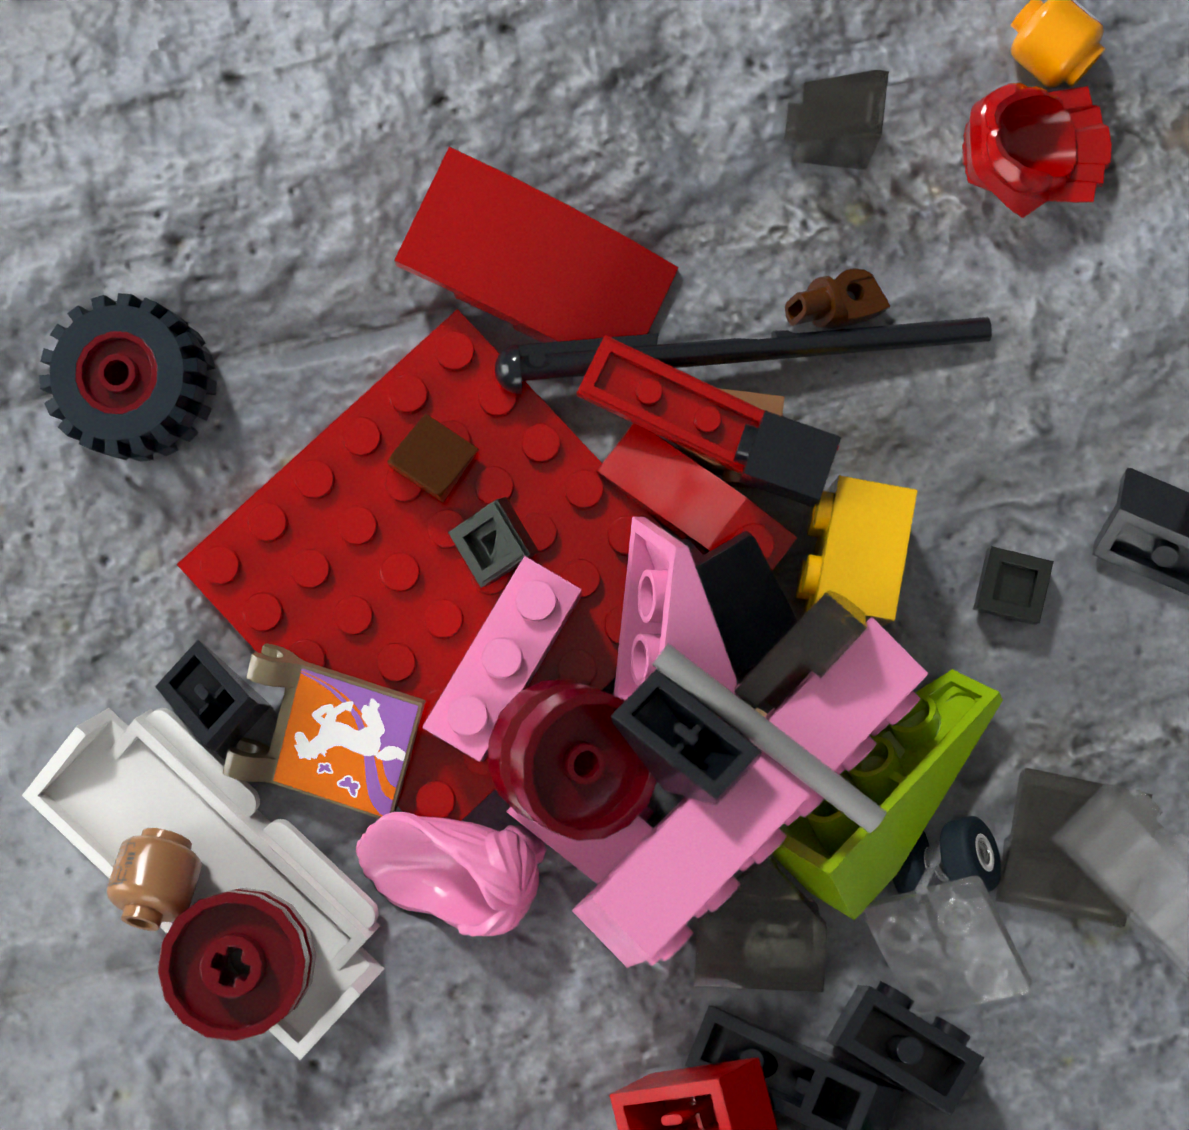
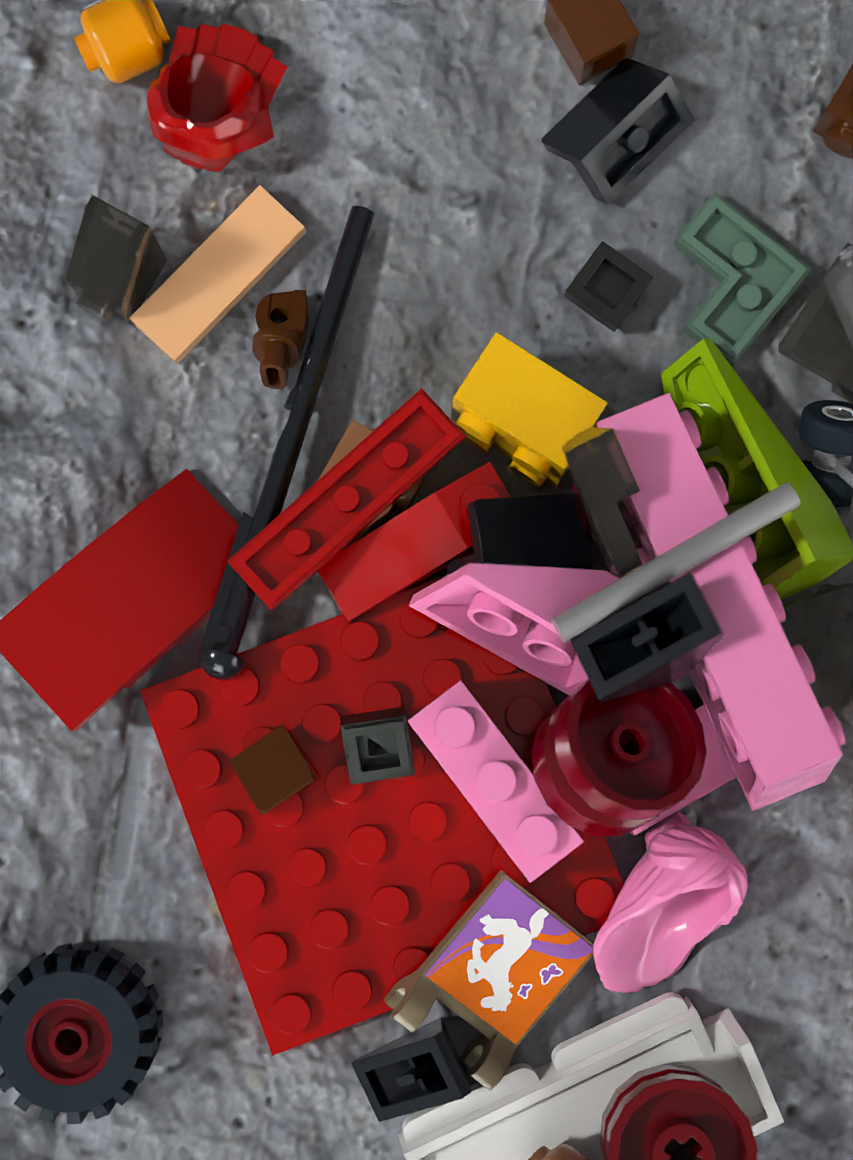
camera: 70 degrees left, 0 degrees up
(786, 458) = (416, 439): black brick -> none
(871, 221) = (218, 274): none -> light nougat tile
(1086, 718) = (752, 273): none -> sand green tile

